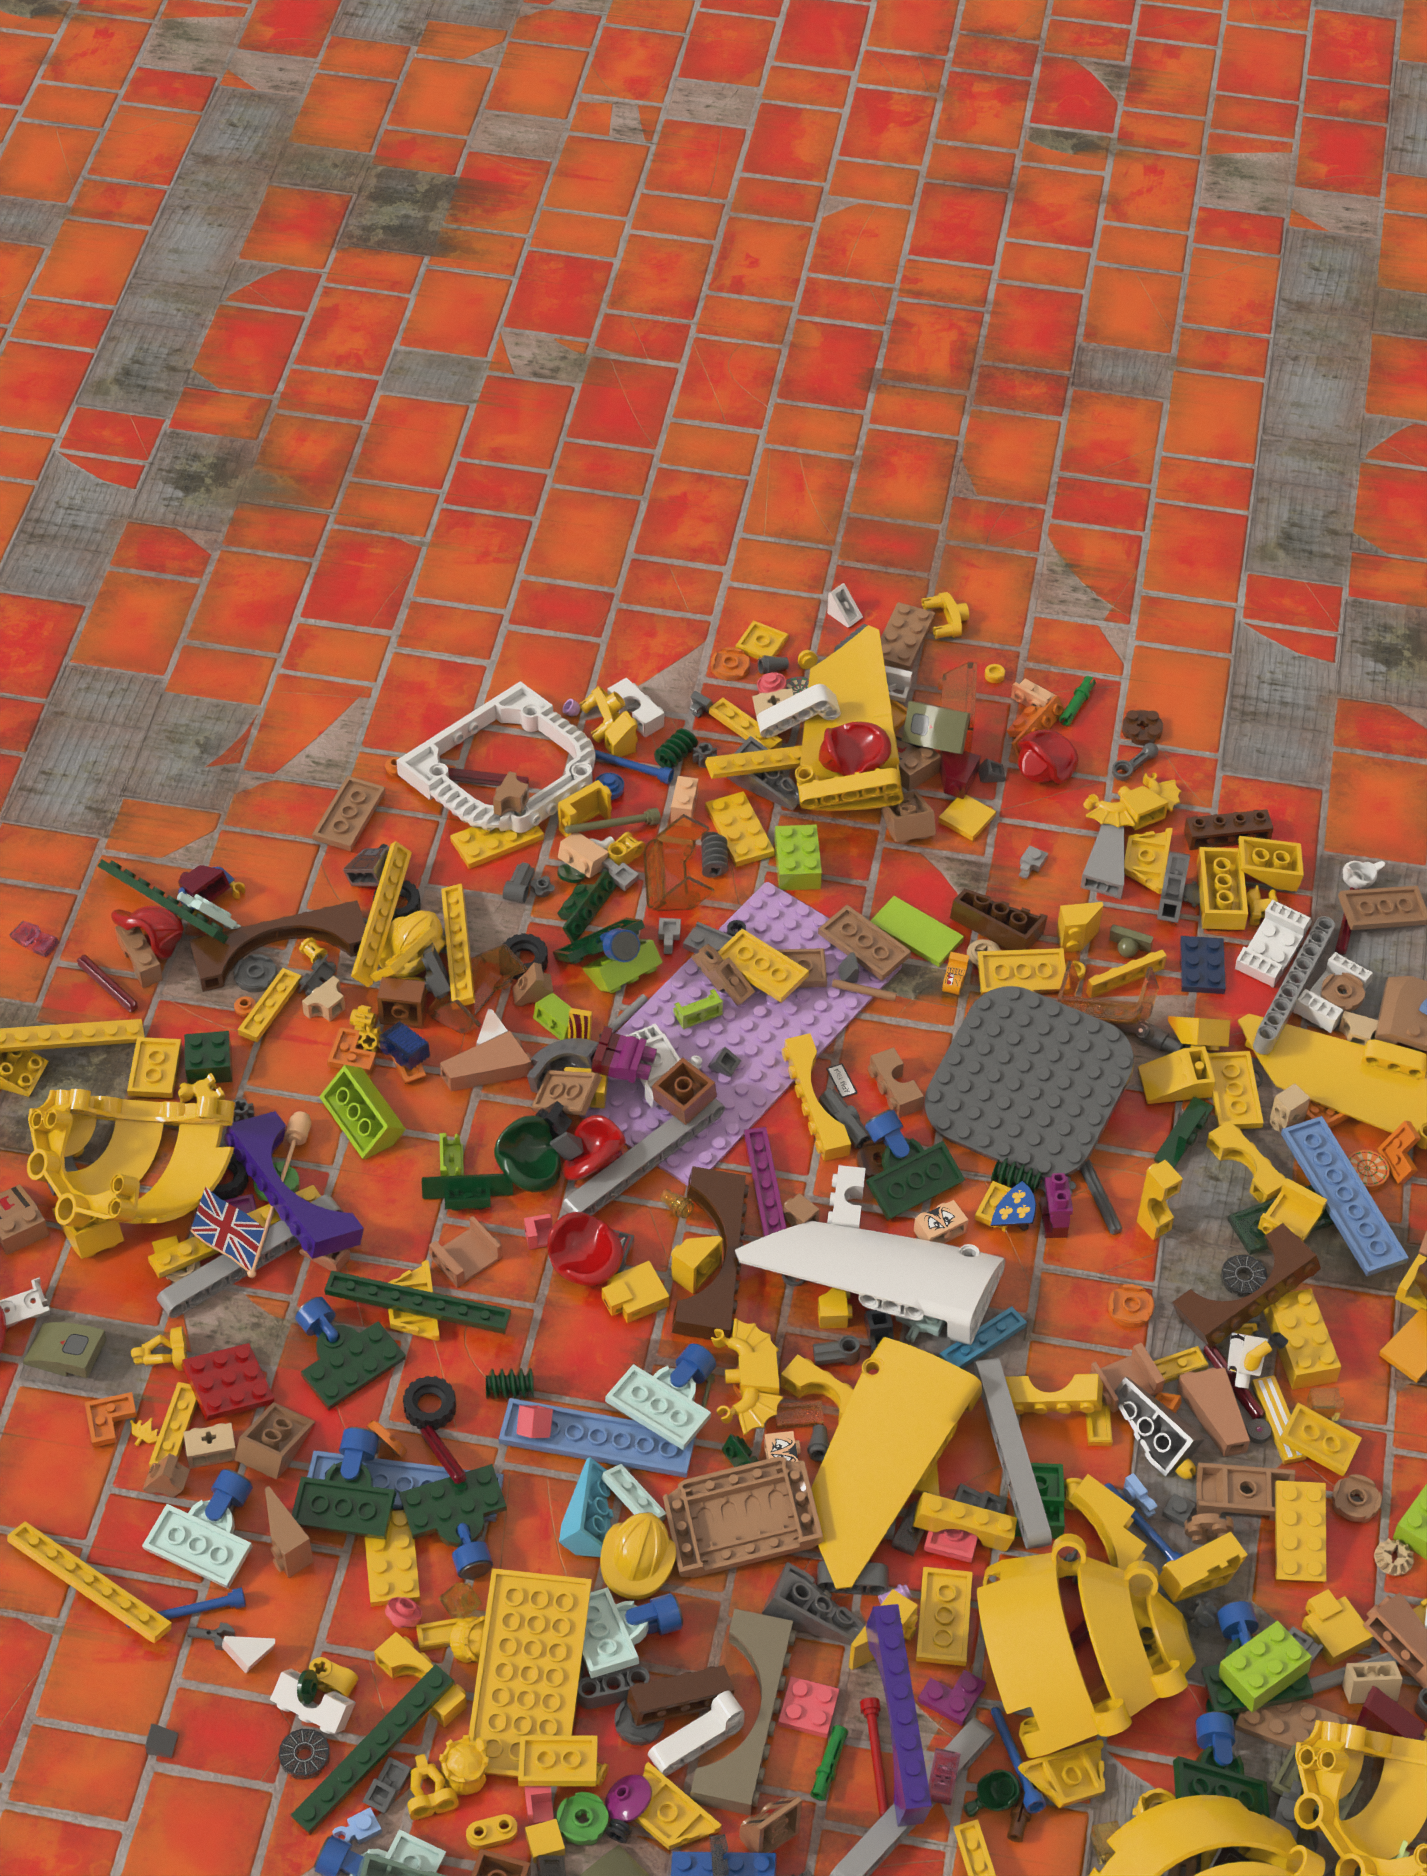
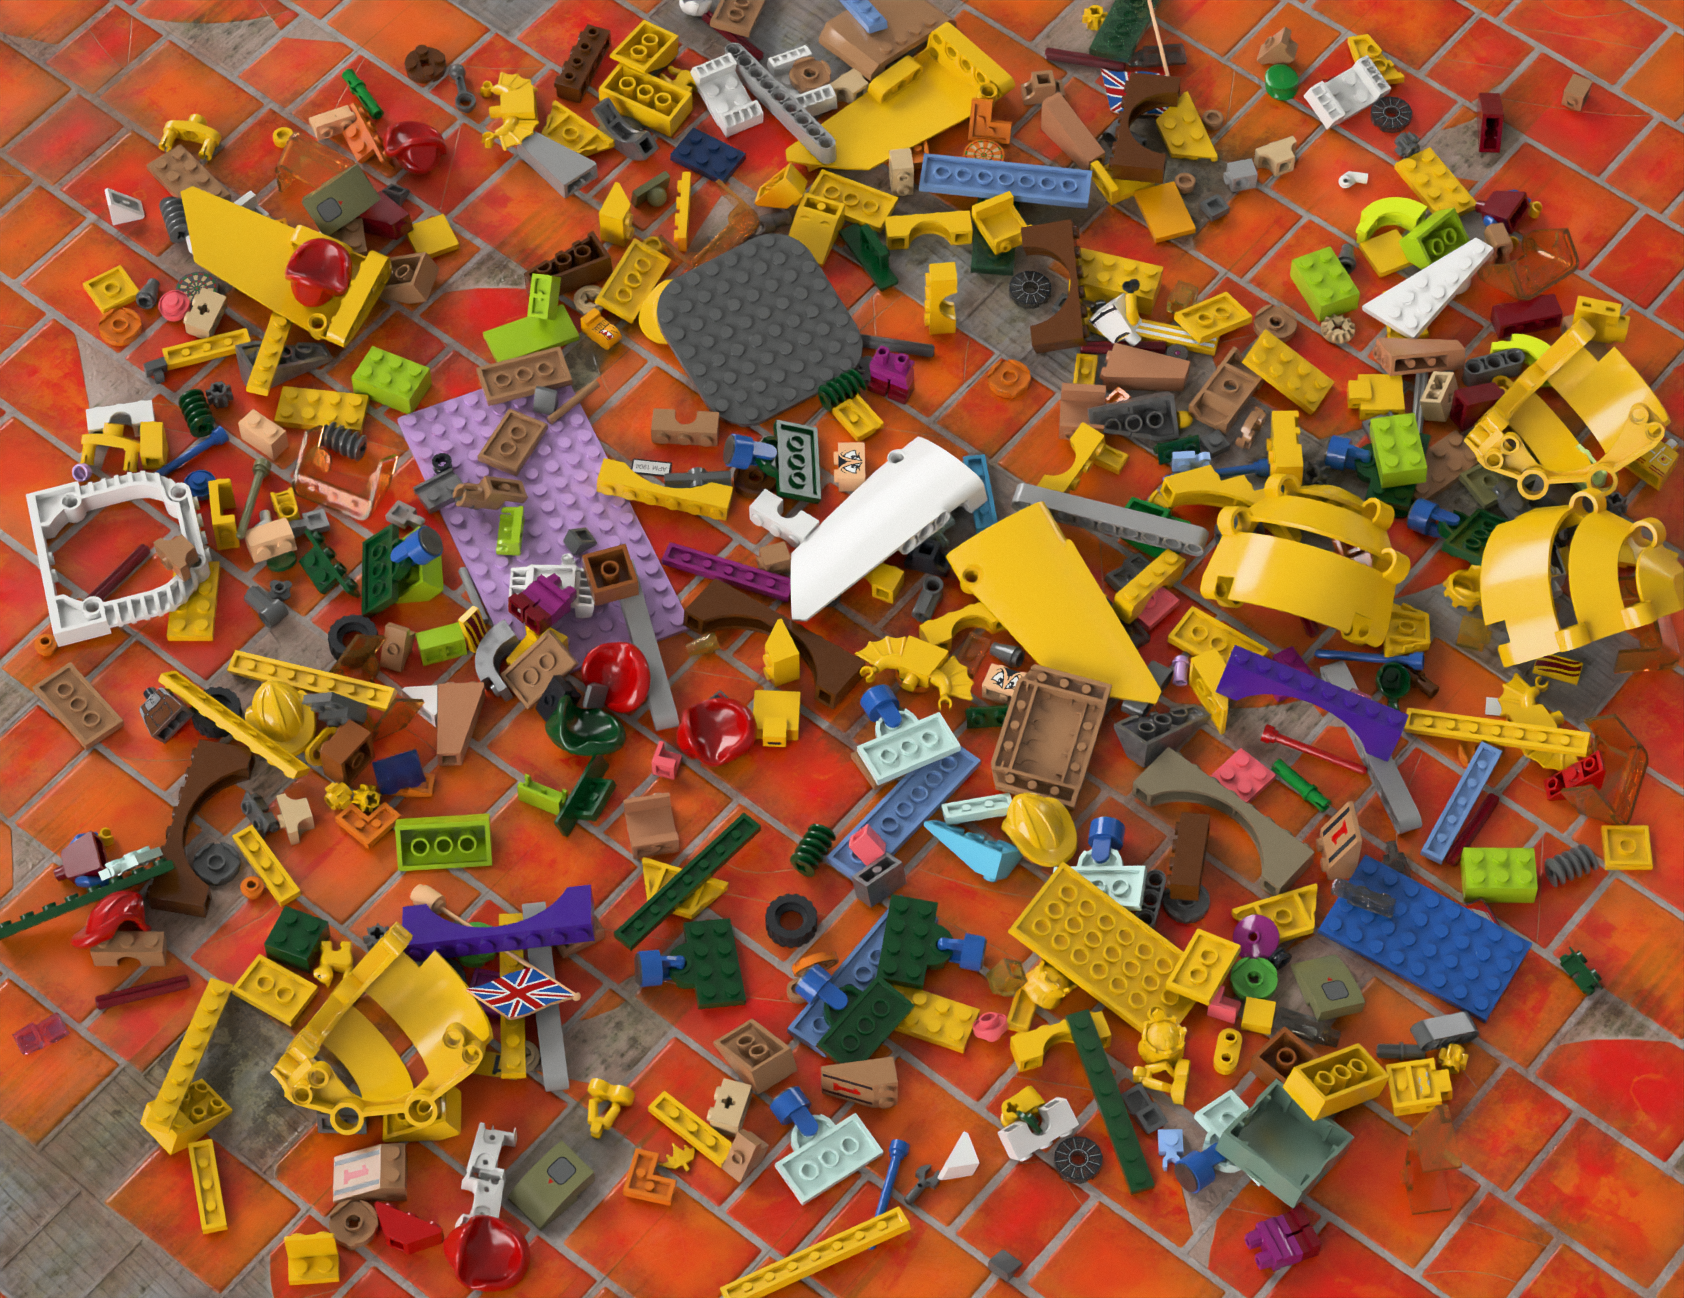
camera: 60 degrees left, 5 degrees up
(72, 1281) = (486, 1153): none -> white piece
(227, 1382) = (672, 1067): red plate -> none
(312, 951) = (227, 804): yellow bush -> none
(410, 950) = (310, 723): yellow wing -> none
(443, 1454) = (857, 927): dark red axle -> none
(506, 1449) = (879, 879): none -> flat silver brick
(700, 1735) = (1228, 860): white beam -> none
(764, 965) = (503, 458): yellow plate -> none
(798, 708) = (237, 295): white beam -> none
(807, 659) = (163, 264): yellow plate -> none
(949, 913) = (544, 296): none -> lime hinge
(1016, 1208) = (875, 403): blue shield -> none
(1032, 860) = (514, 215): light grey plate -> none
(1155, 1484) = (1166, 449): none -> dark green hinge

